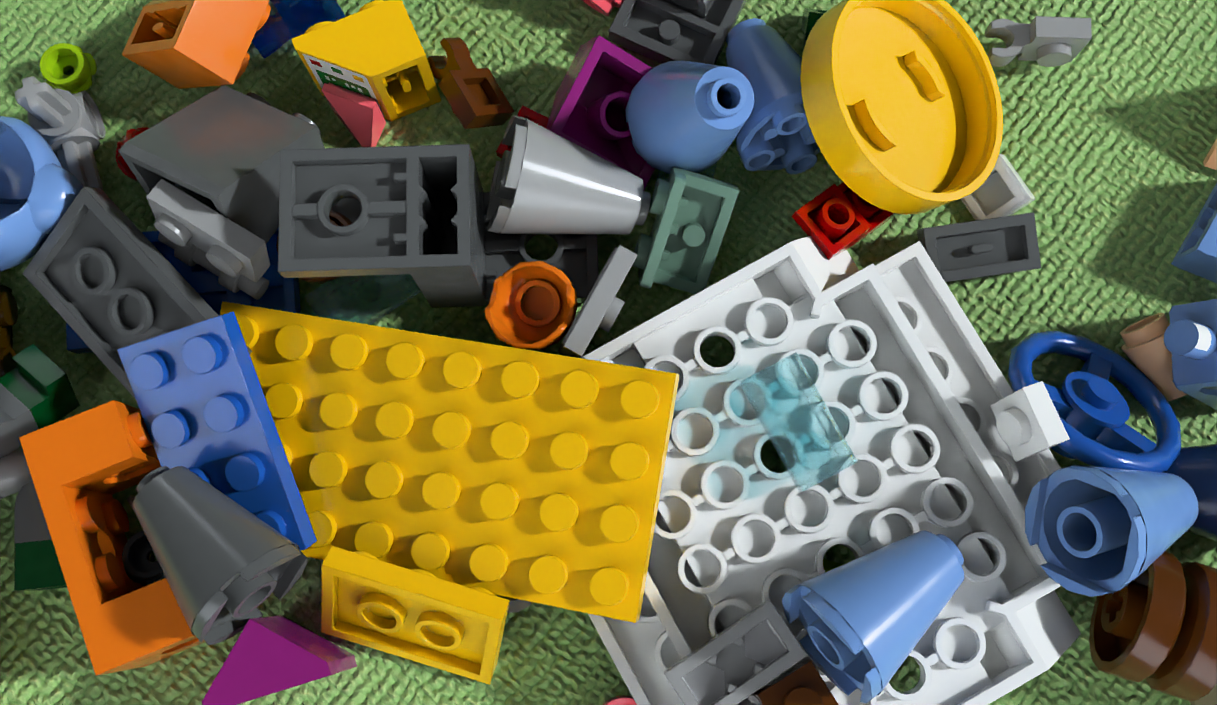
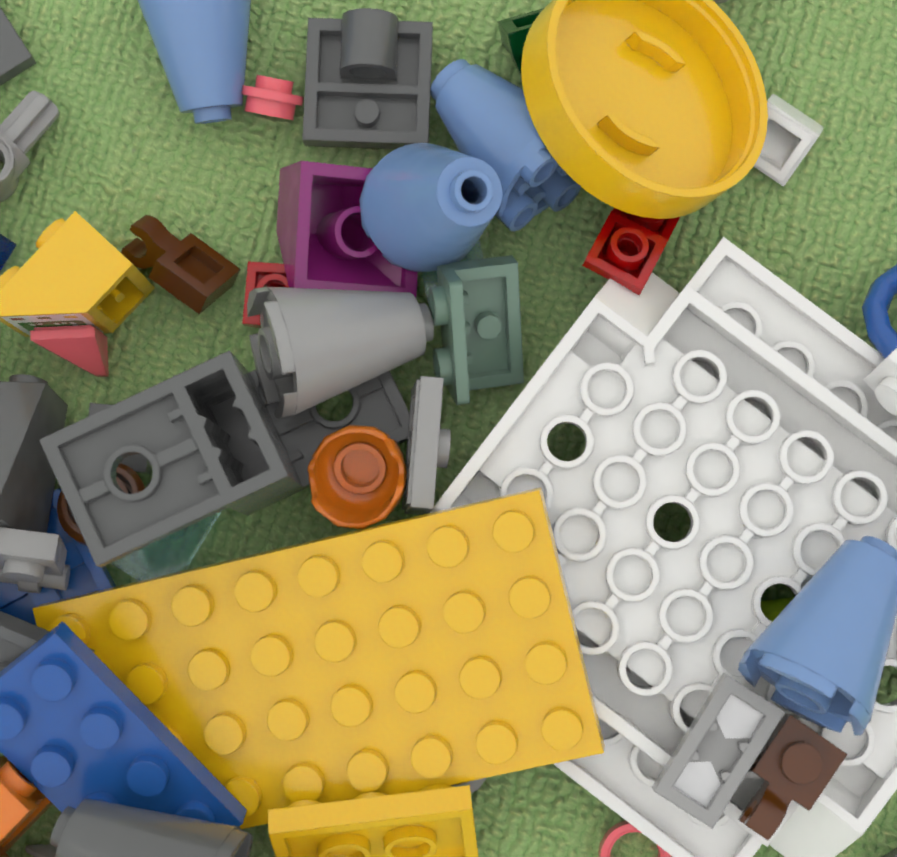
camera: 20 degrees left, 5 degrees up
(798, 422) = (680, 484): clear light blue plate -> none
(983, 247) = (788, 208): dark grey plate -> none

